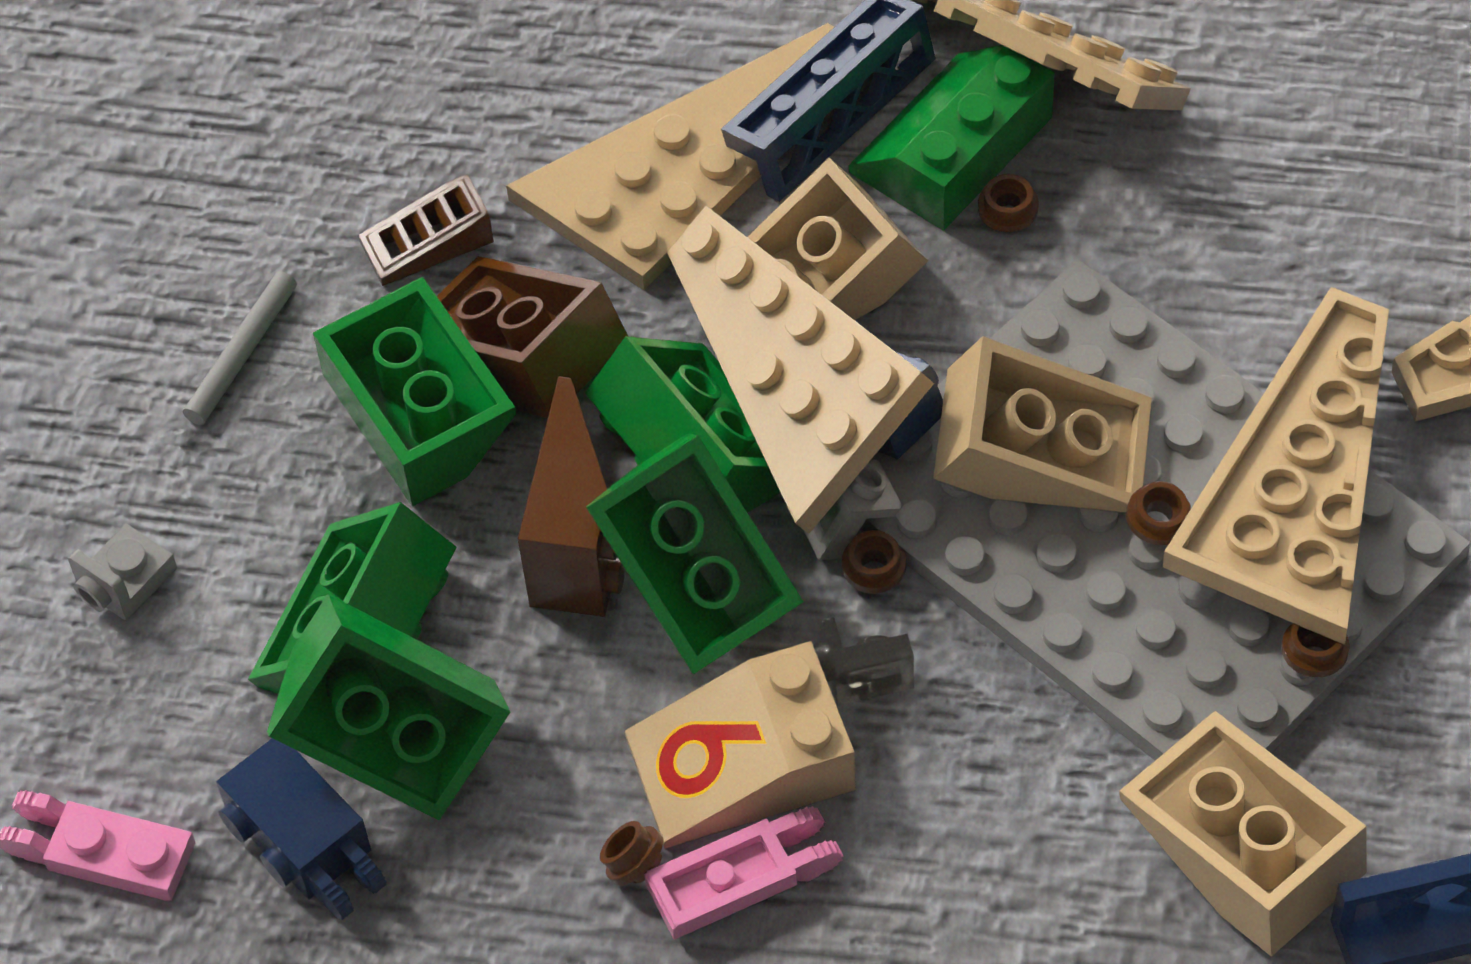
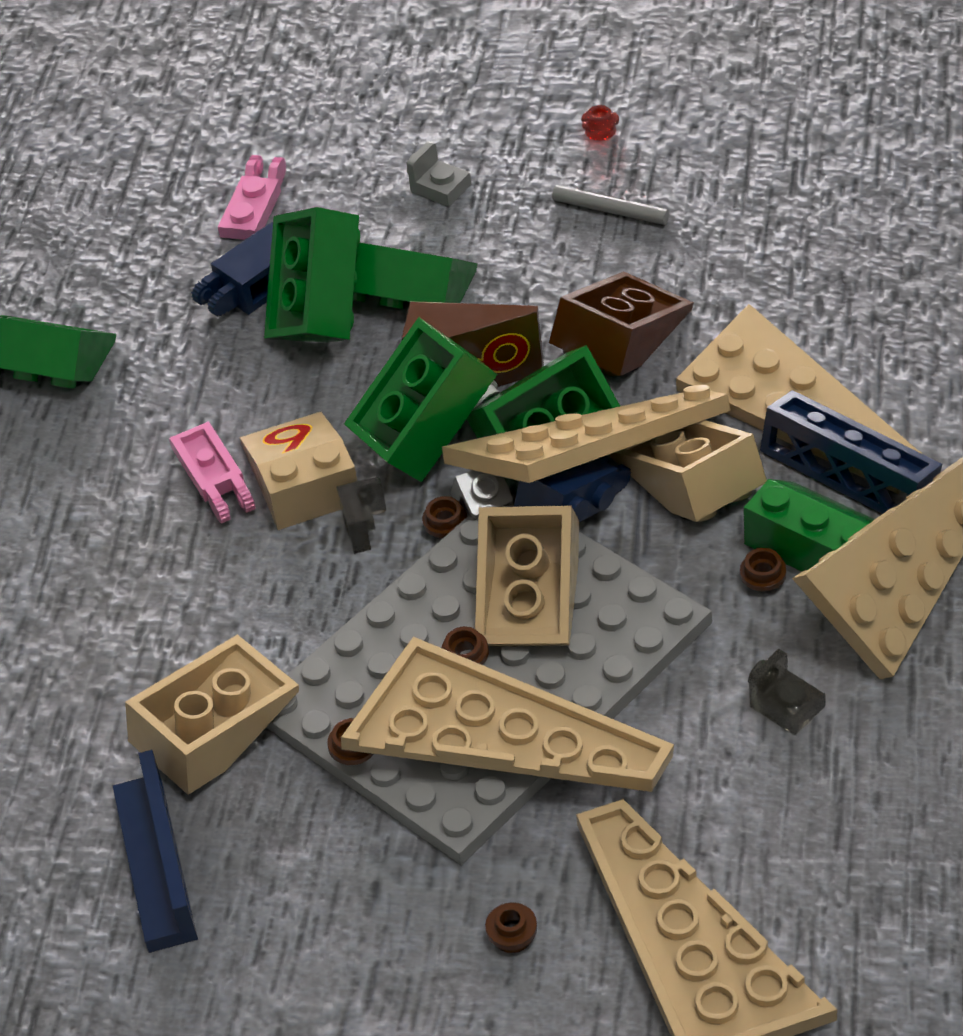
camera: 90 degrees right, 10 degrees down
(46, 363) = (599, 122): none -> clear red plate
(414, 389) = (555, 260): green slope -> none
(437, 207) = (714, 283): reddish brown slope -> none
(631, 853) = (226, 417): reddish brown plate -> none
(1218, 196) = (782, 694): none -> clear smoke bracket

